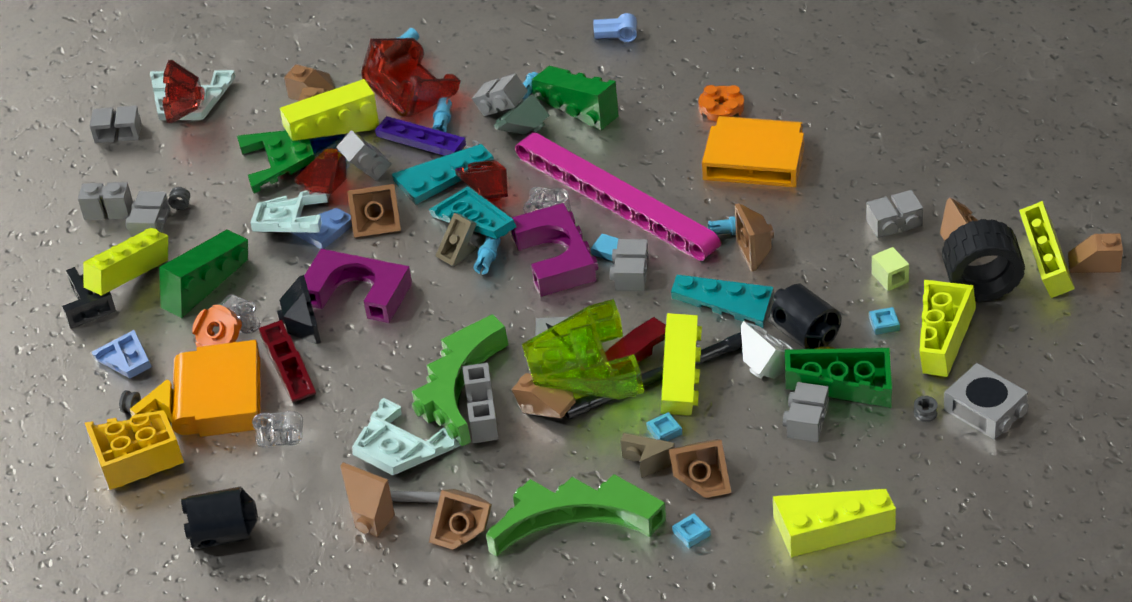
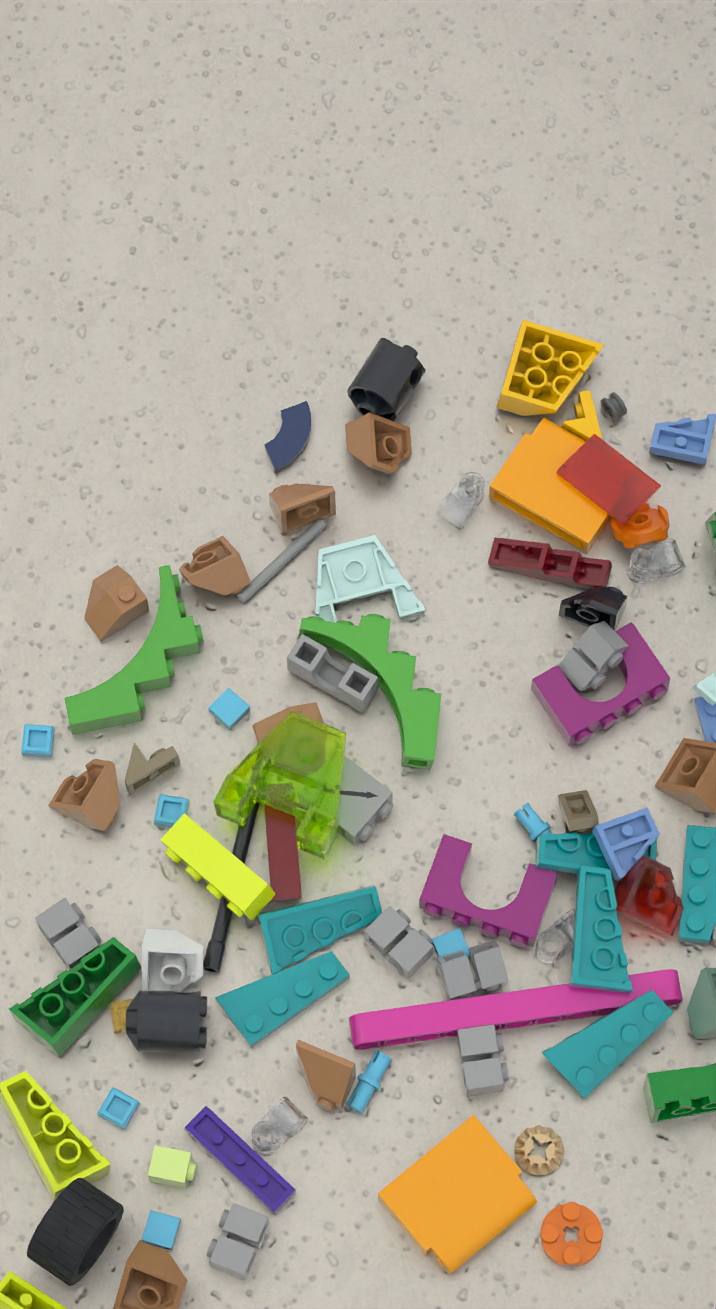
camera: 125 degrees right, 25 degrees up
(196, 355) = (608, 479): none -> clear red piece
(278, 497) = (378, 442): none -> medium nougat slope
(309, 556) = (291, 438): none -> dark blue tile
(350, 289) = (598, 651): none -> light grey piece
(455, 201) = (625, 840): none -> medium blue wing
(538, 172) = (597, 939): none -> teal wing
(542, 557) = (114, 603): none -> medium nougat slope
(559, 448) = (229, 708): none -> medium azure tile
(587, 142) = (602, 1046): none -> teal wing
(605, 216) = (487, 965): none -> light grey piece
(658, 304) = (305, 927): none -> teal wing
(667, 182) = (481, 1061): none -> light grey piece
(693, 146) = (535, 1164): none -> tan gear
(806, 242) = (281, 1123): none -> clear piece
(847, 246) = (240, 1159): none -> dark purple plate
(929, 254) = (161, 1230): none -> medium azure tile

